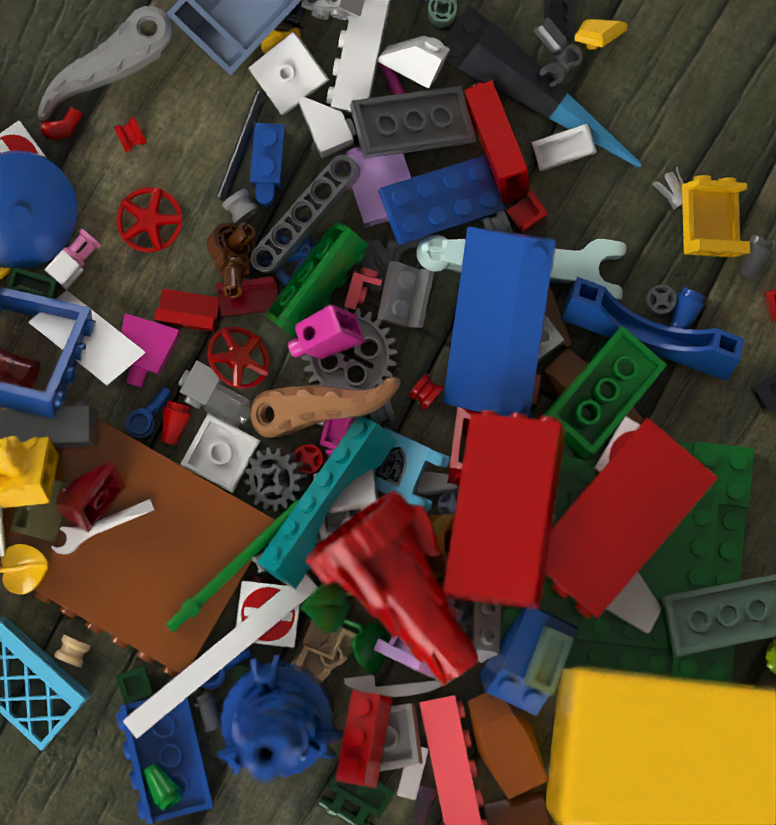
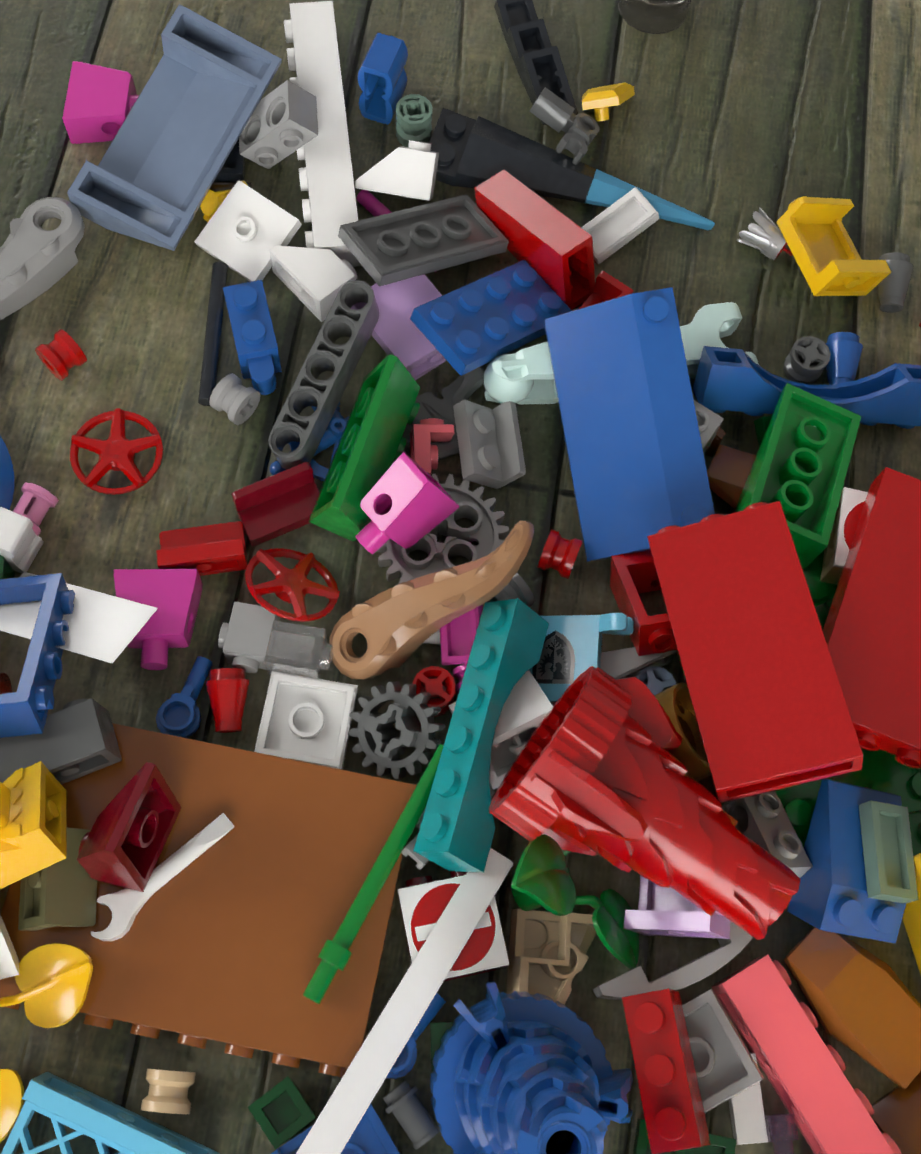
camera: 30 degrees left, 15 degrees down
(227, 254) = (242, 451): reddish brown pin -> none

